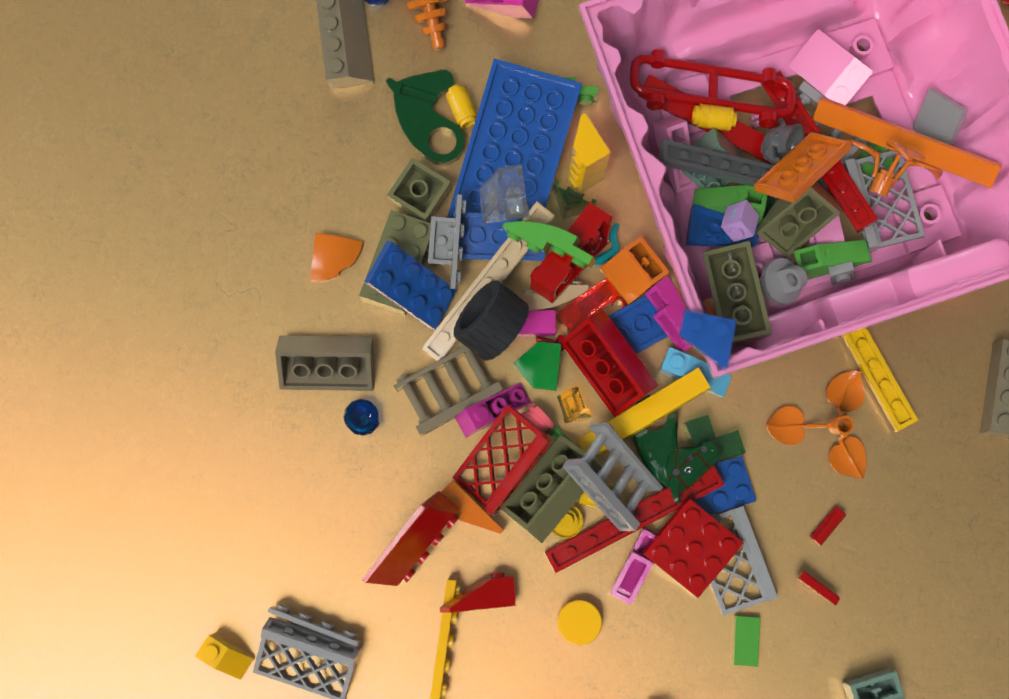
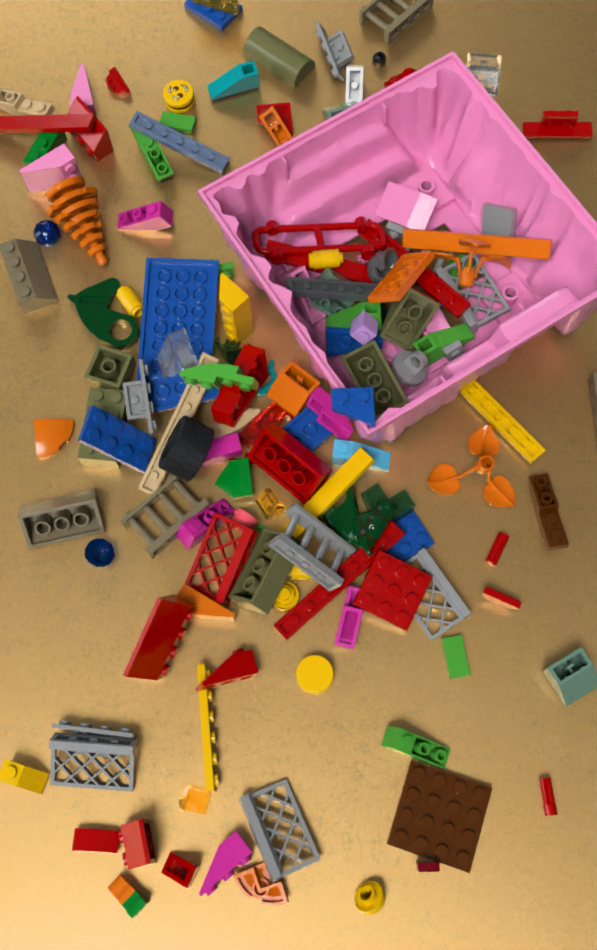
camera: 10 degrees left, 10 degrees down
(899, 496) = (547, 512): none -> reddish brown slope

